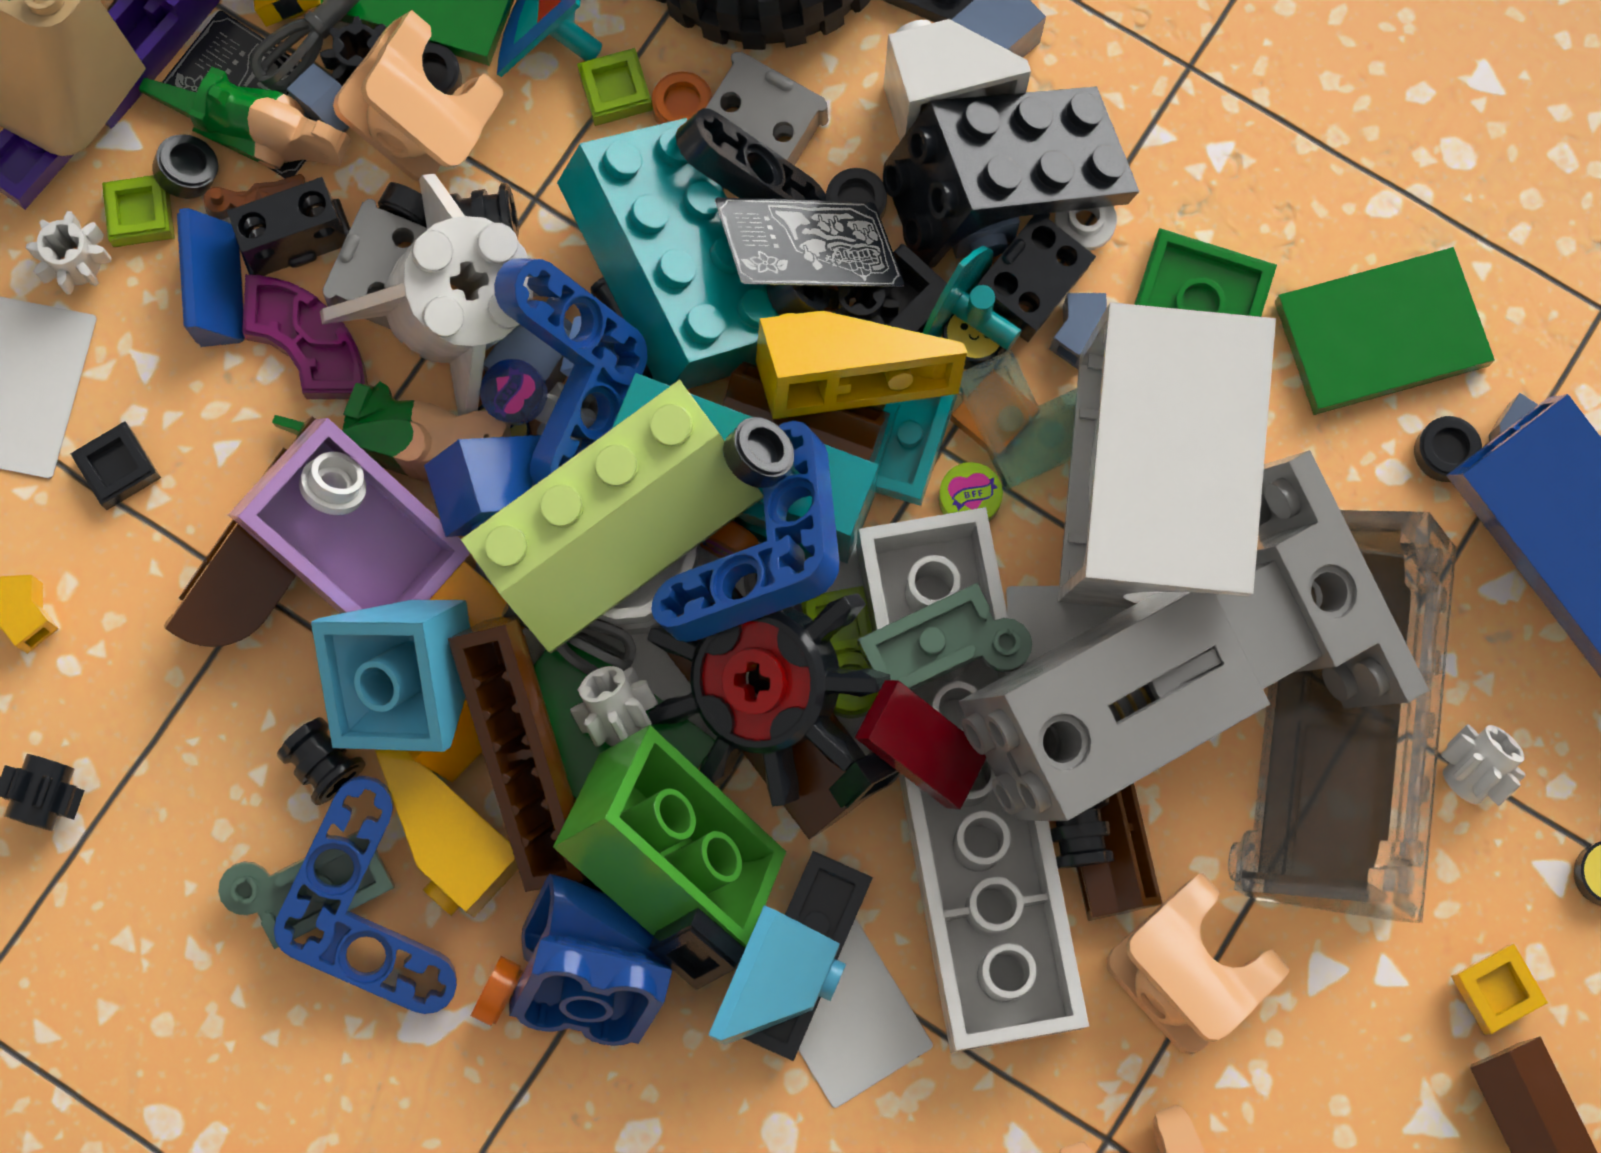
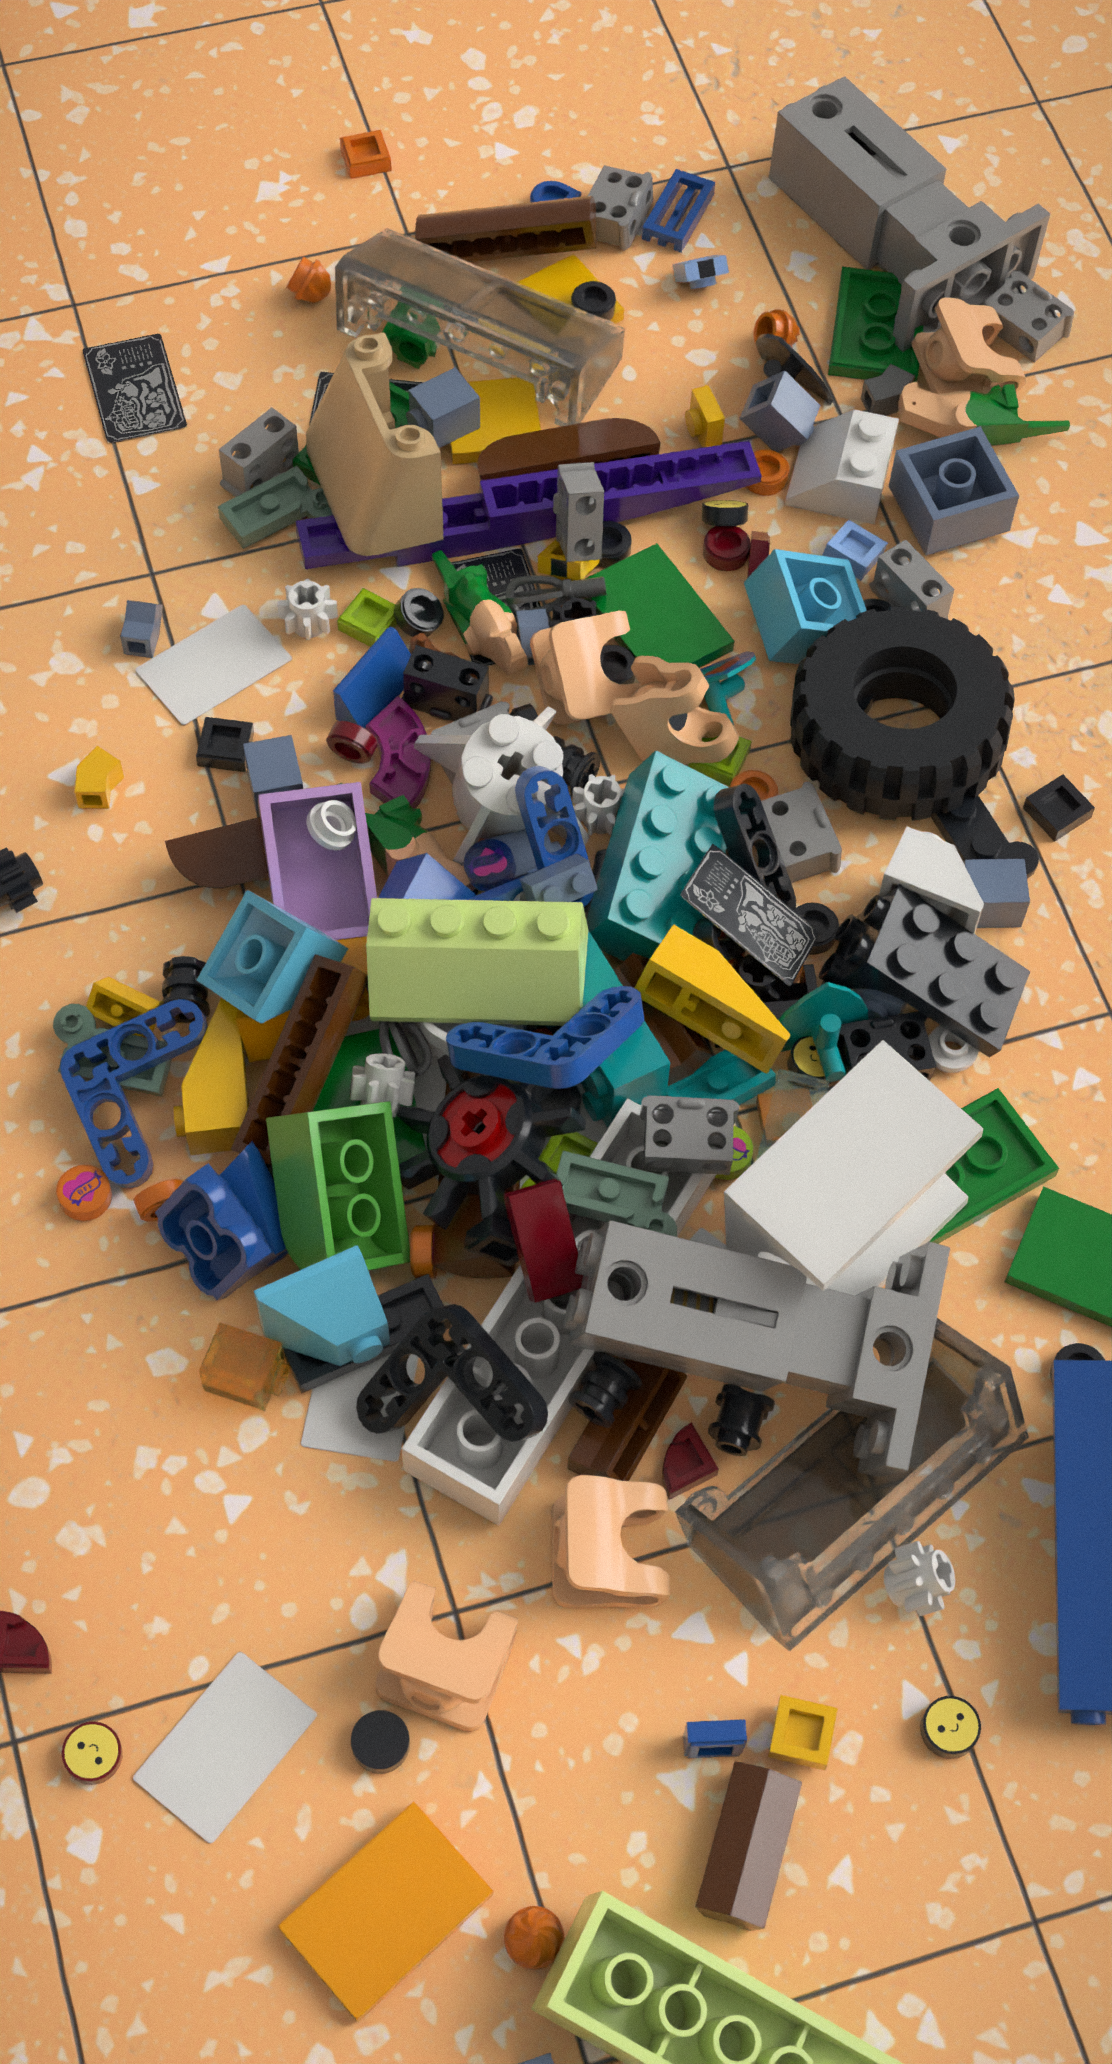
camera: 40 degrees right, 15 degrees down
(204, 464) = (272, 767): none -> sand blue brick
(247, 363) = (351, 742): none -> dark red tile
(274, 828) = (118, 1002): none -> yellow piece
(410, 1044) = (84, 1192): none -> orange tile
(546, 216) = (598, 803): none -> white gear
(548, 97) = (668, 716): none -> light nougat piece
(616, 367) = (560, 881): none -> sand blue piece
(697, 949) = (296, 1249): black tile -> none
(725, 1086) = (244, 1367): none -> clear yellow brick
(758, 452) = (593, 981): black tile -> none
(787, 832) = (422, 1251): none -> orange tile
(920, 932) = (452, 1360): none -> black beam
(954, 522) = (688, 1131): none -> light grey piece
(1189, 826) = (687, 1463): none -> dark red tile
(1214, 762) = (739, 1420): none -> black brick
(1435, 1062) = (714, 1738): none -> blue tile

